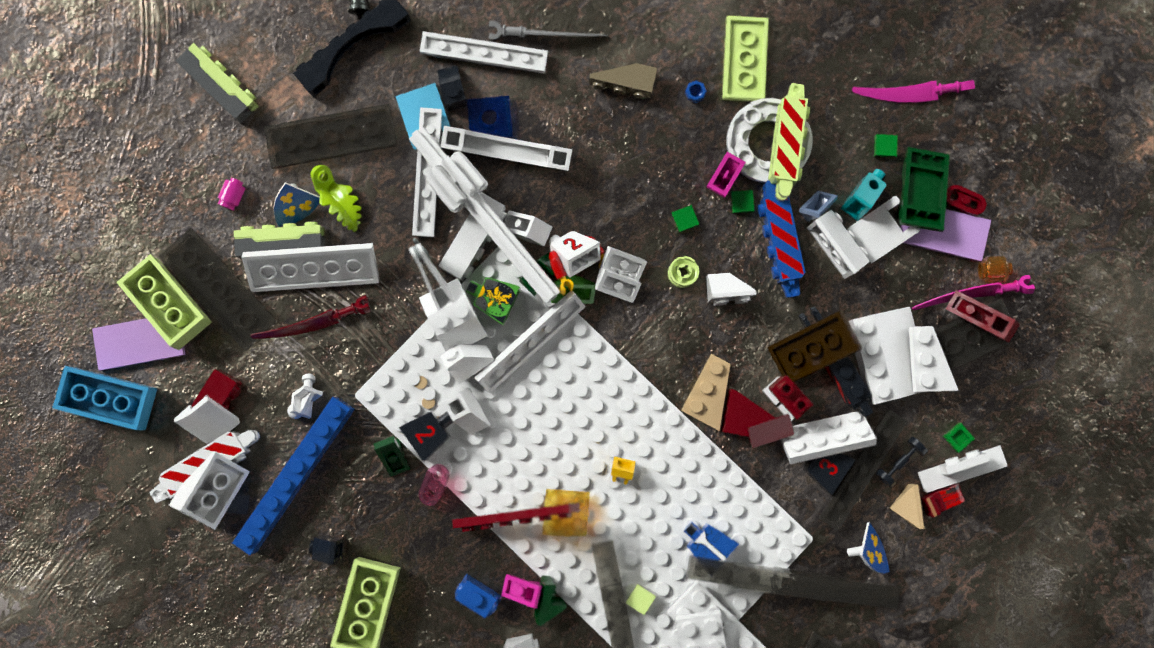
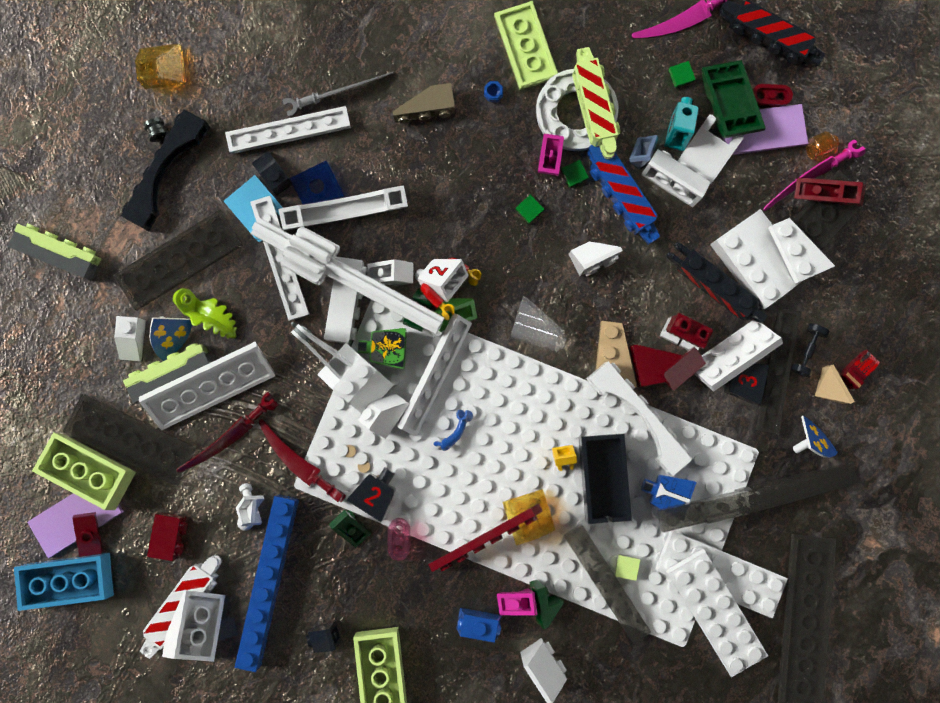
camera: 25 degrees left, 0 degrees up
(143, 362) = (87, 534): none -> dark red plate
(207, 420) = (166, 564): white slope -> none
(231, 194) = (106, 348): dark pink brick -> none
(256, 192) = (129, 337): none -> white slope
(369, 381) = (300, 467): none -> dark red sword
(466, 411) = (402, 461): white slope -> none
(542, 393) = (463, 417): none -> blue piece
(620, 274) = (491, 281): white slope -> none
(645, 336) = (536, 328): none -> clear slope
(652, 505) = (605, 478): none -> black piece
(675, 275) = (540, 262): yellowish green wheel -> none
(725, 506) = (670, 453): none -> white arch
(815, 347) = (693, 277): dark brown tile -> none
(958, 437) = (850, 308): green tile -> none
(961, 469) = (865, 335): white bracket -> none
(990, 139) = (772, 32): none -> black hinge

